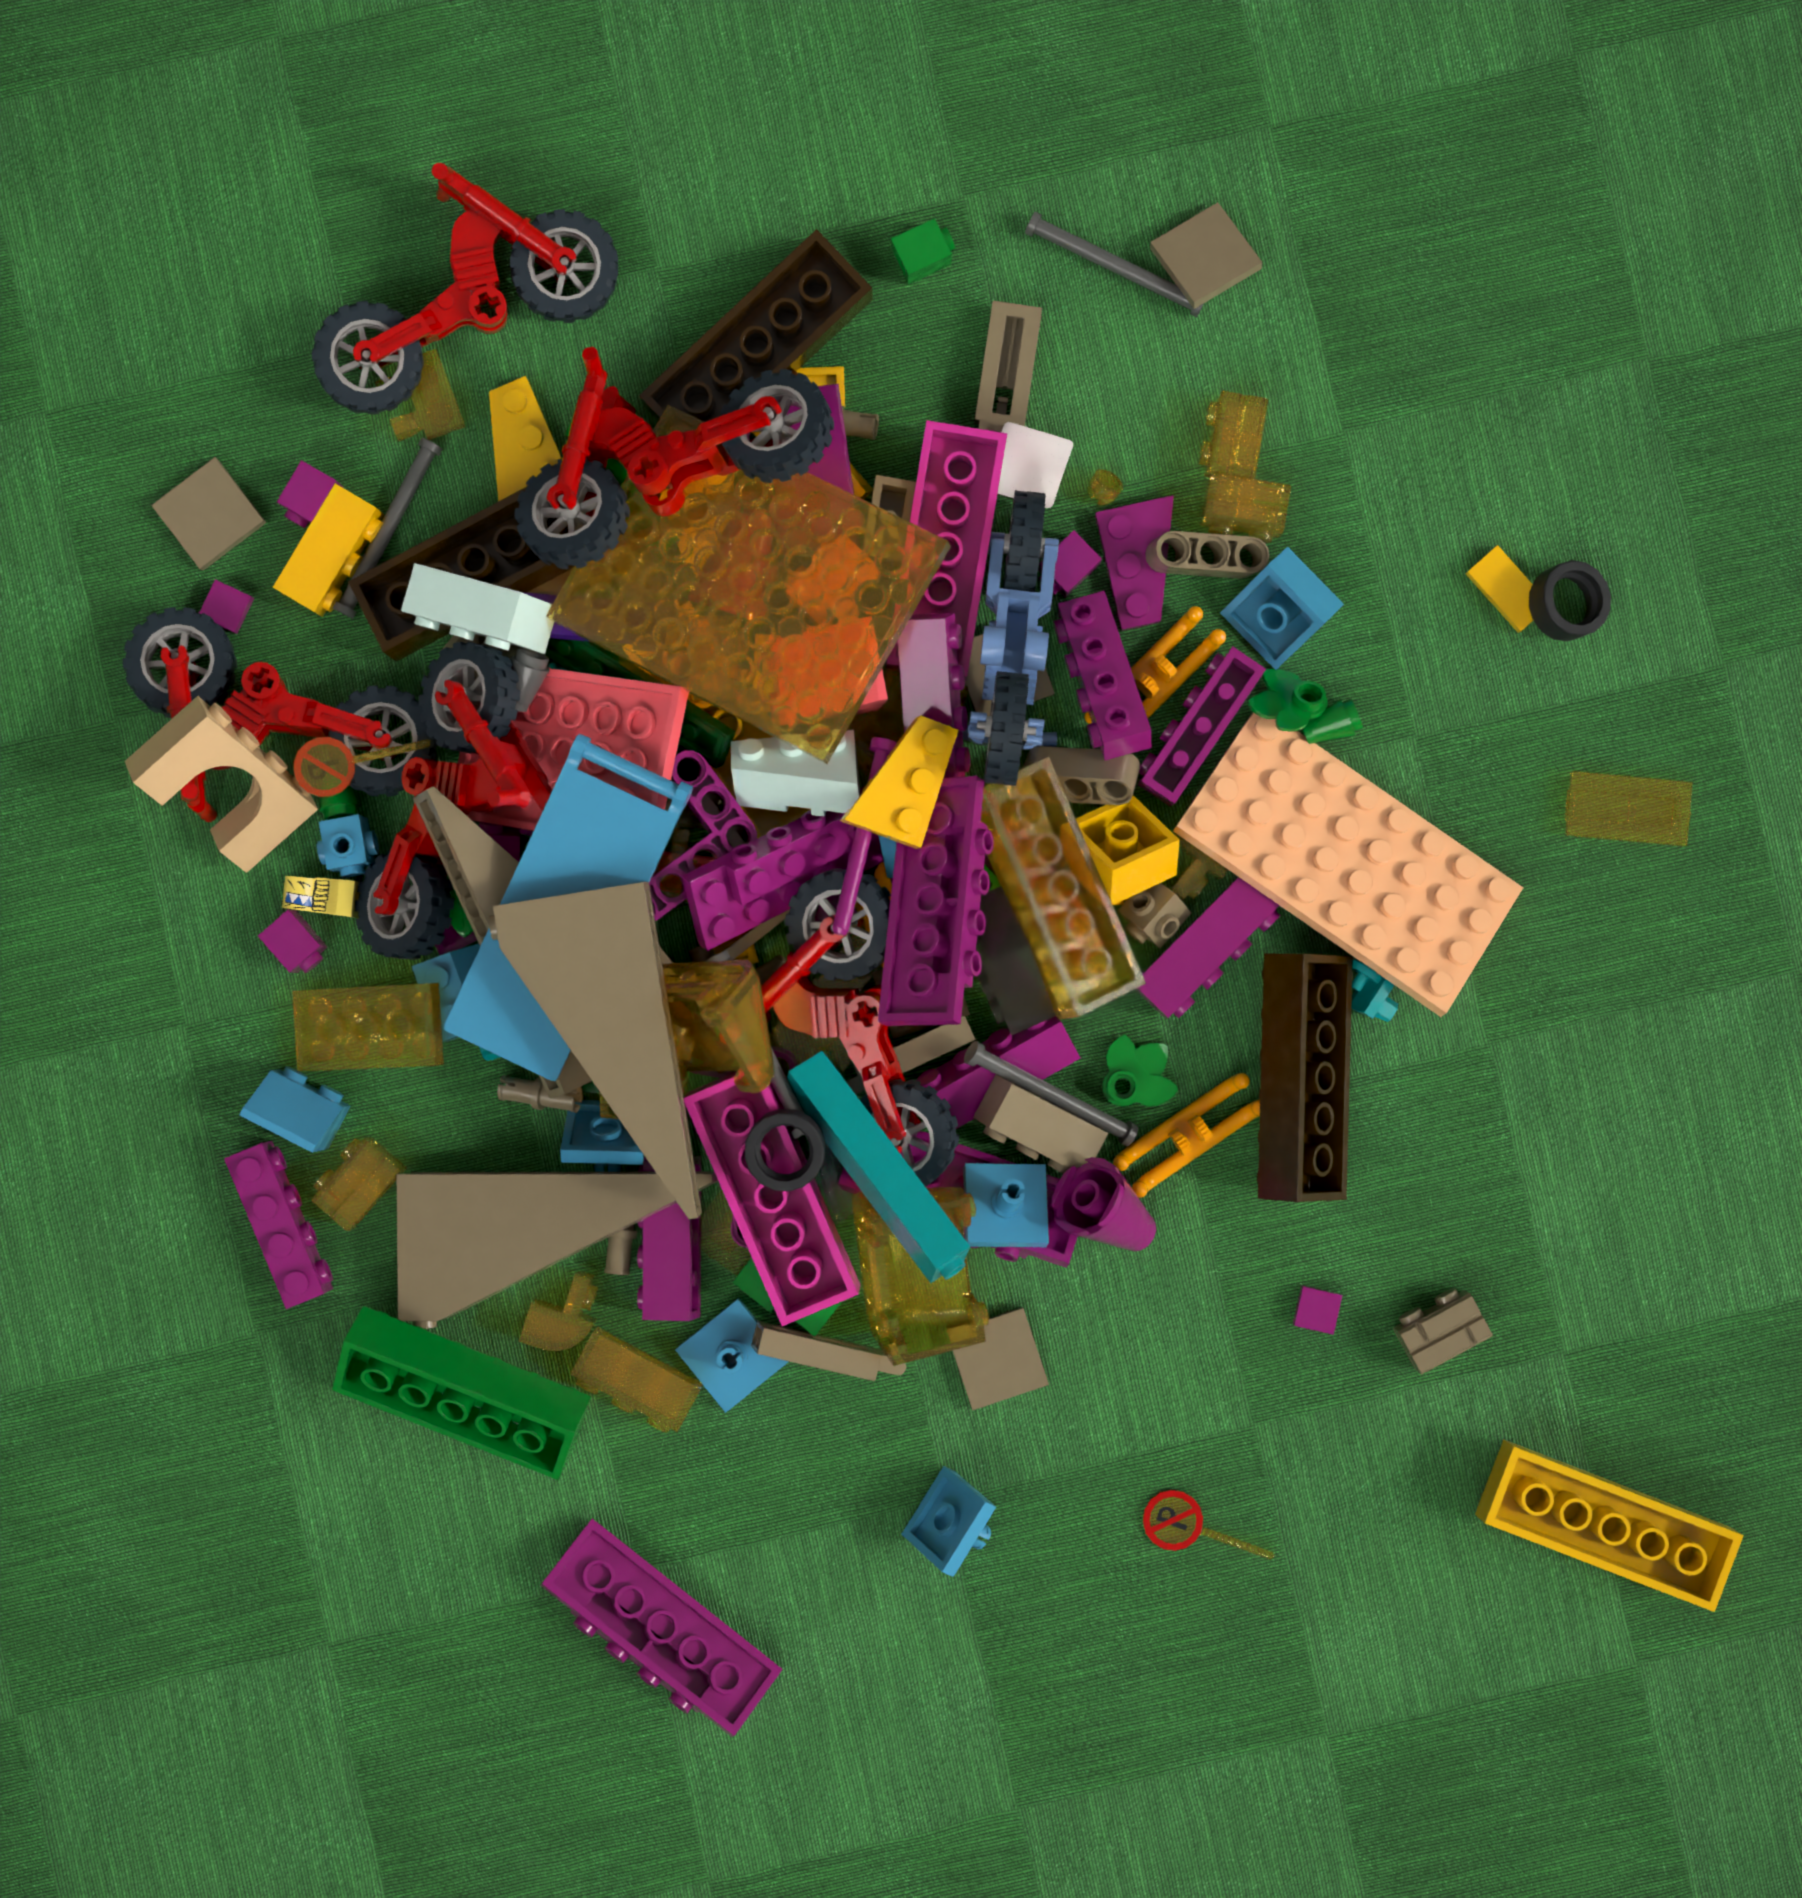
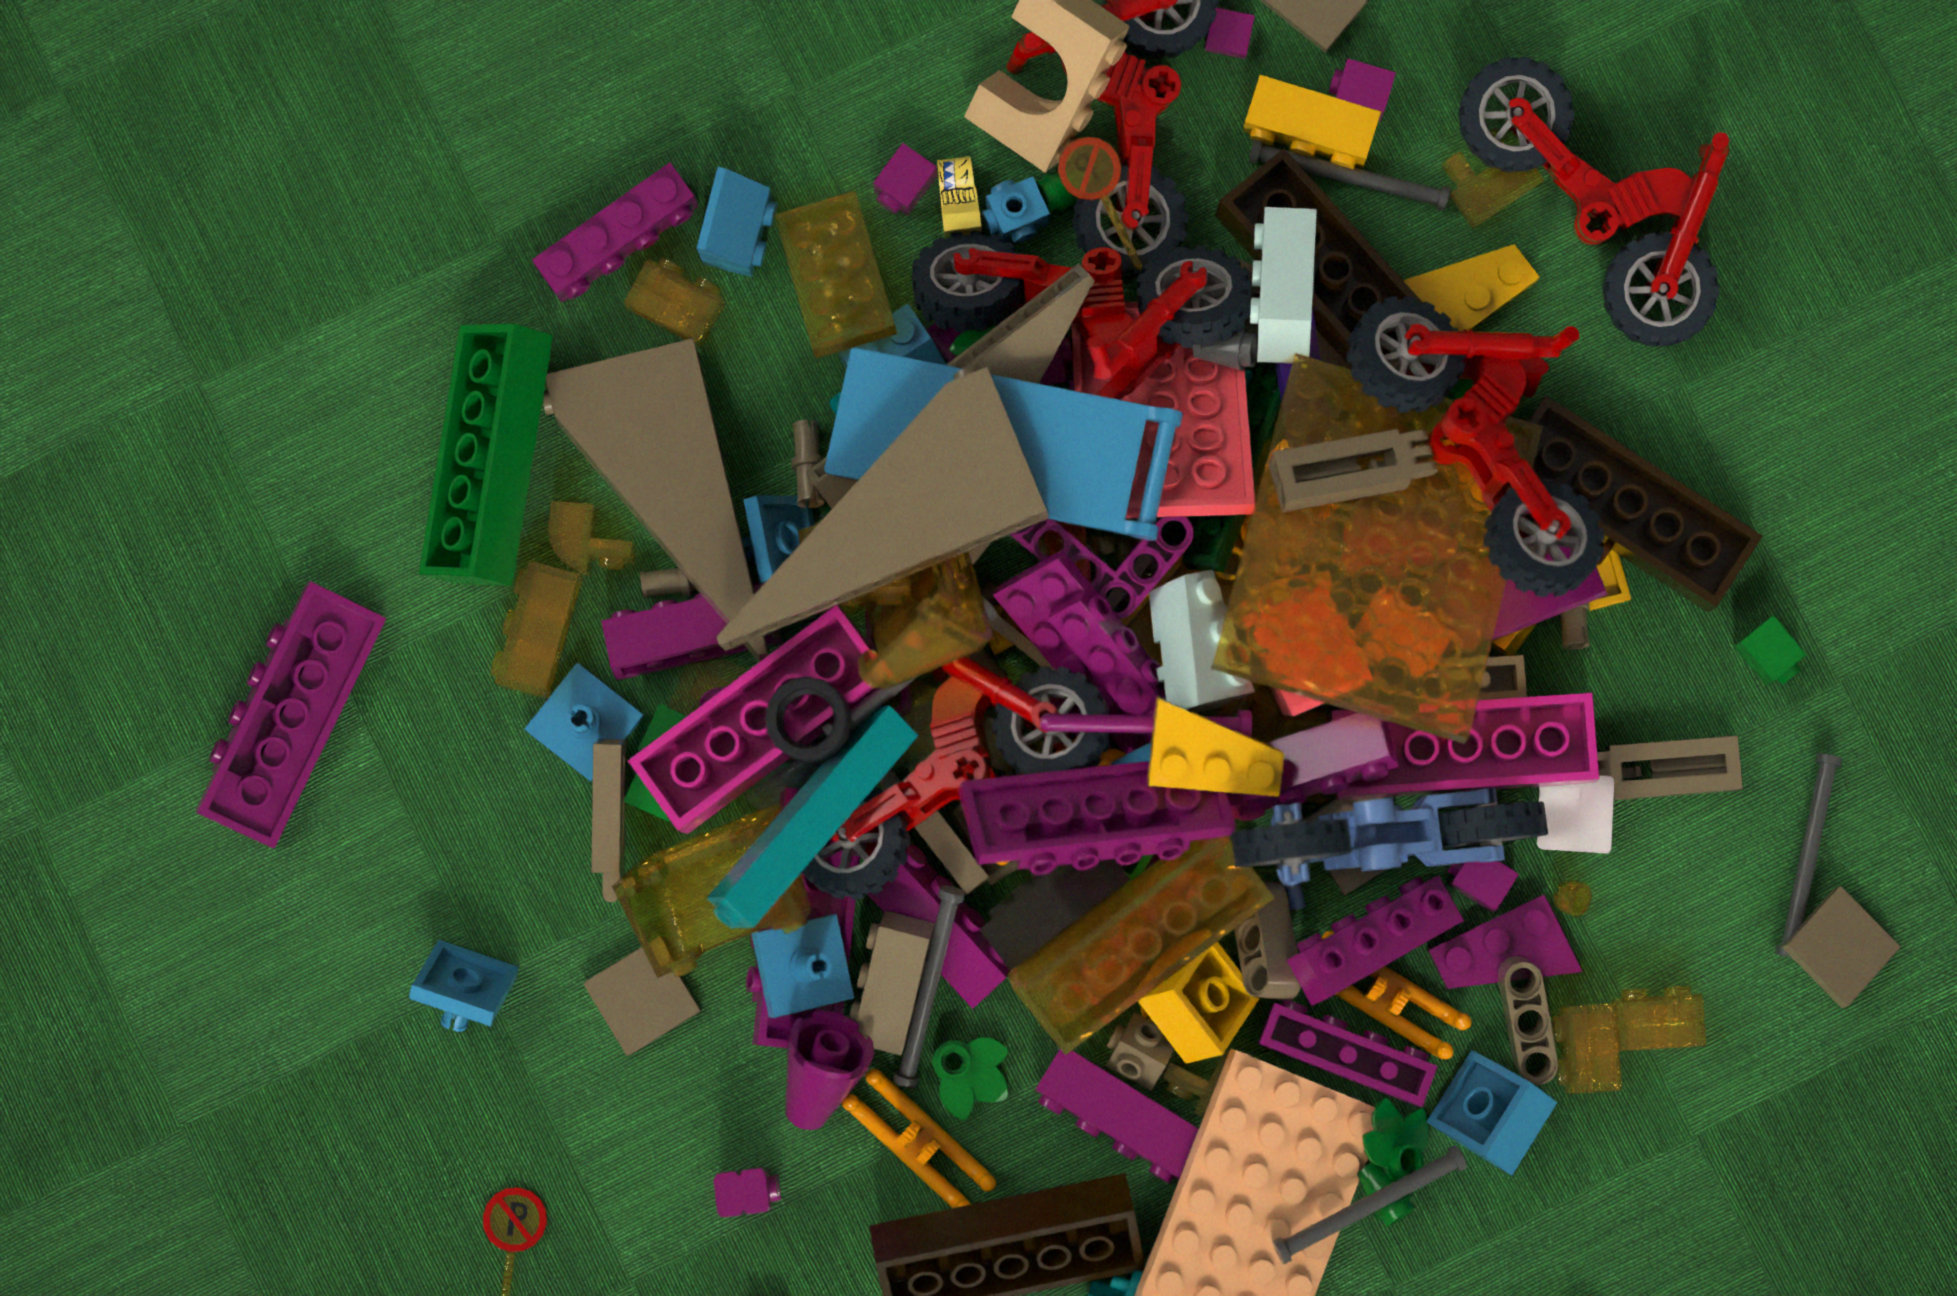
camera: 85 degrees right, 5 degrees down
(667, 610) = (1330, 473): none -> dark tan hinge
(1199, 1304) = (746, 1191): none -> magenta brick
(1342, 738) = (1369, 1204): none -> dark grey bar

